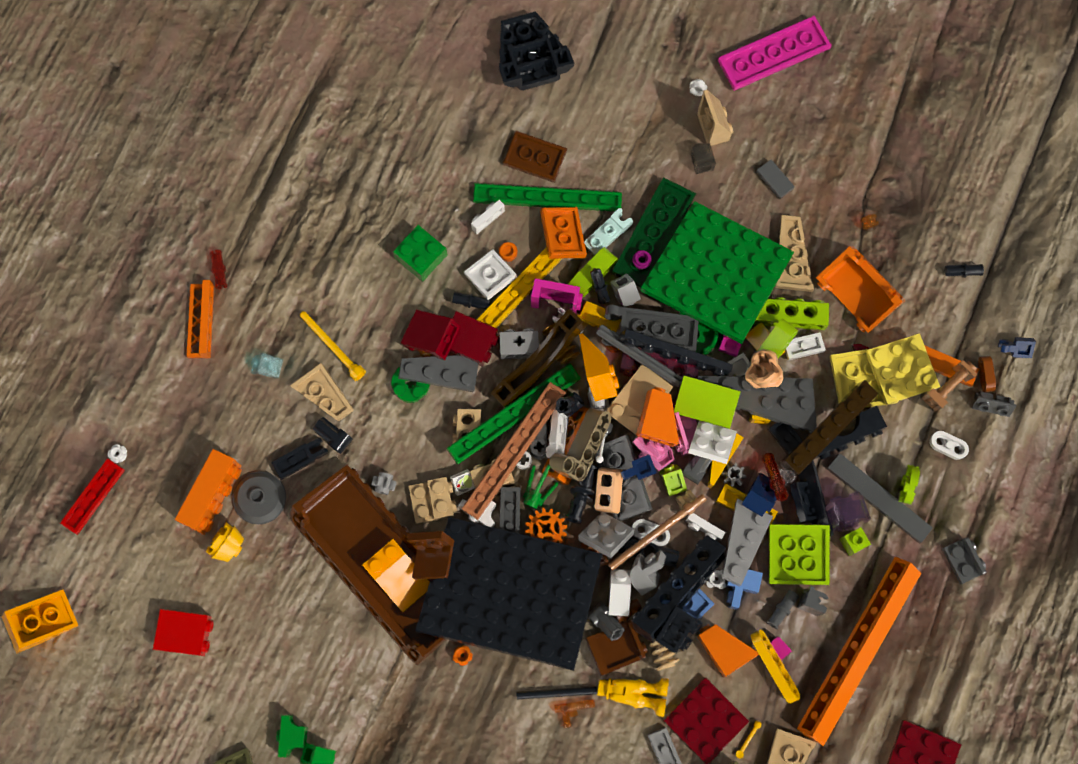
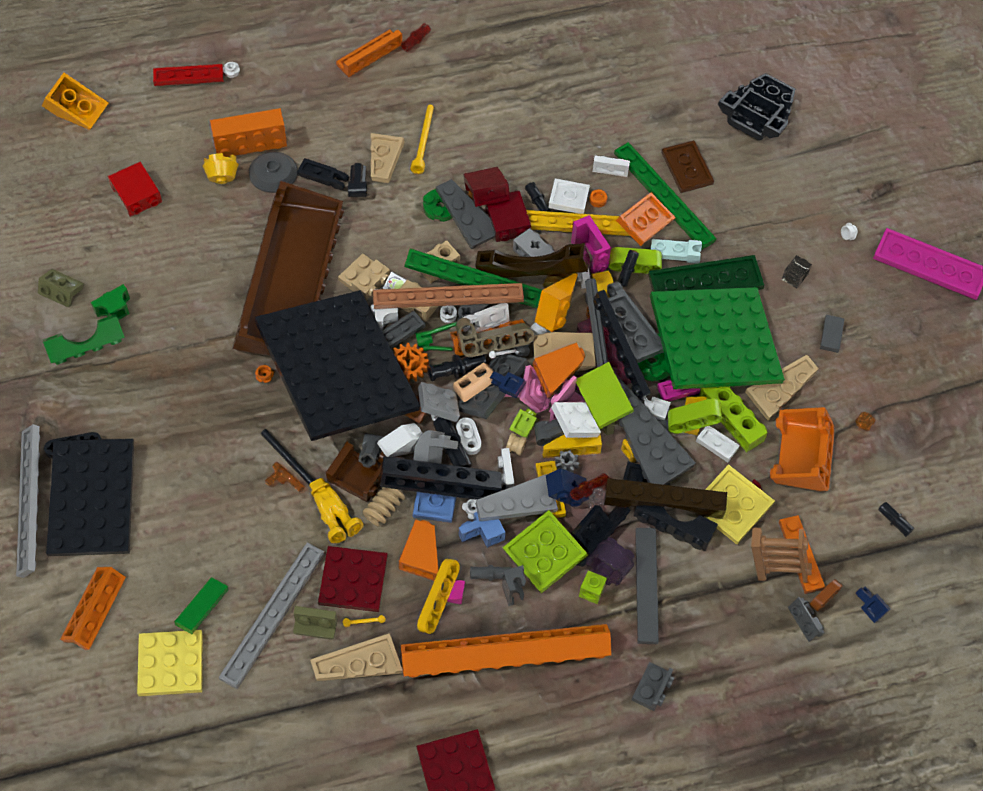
camera: 50 degrees right, 15 degrees down
(266, 365) = (372, 110): clear light blue bracket -> none
(383, 483) = (349, 235): light grey gear -> none
(393, 573) = (288, 284): light orange slope -> none
(420, 253) = (542, 143): green brick -> none
(432, 554) = (326, 291): reddish brown bracket -> none
(569, 404) = (515, 308): black piece -> none
(625, 290) = (641, 289): light grey brick -> none
(642, 254) = (675, 277): magenta plate -> none
(678, 630) = (407, 501): black bracket -> none
(687, 509) = (508, 442): medium nougat bar -> none
(713, 119) = (833, 253): tan slope -> none
(764, 370) = (666, 415): light nougat head -> none
(902, 369) = (766, 512): light yellow plate -> none
(909, 483) = (675, 592): lime plate -> none
(948, 444) = (739, 608): white plate -> none

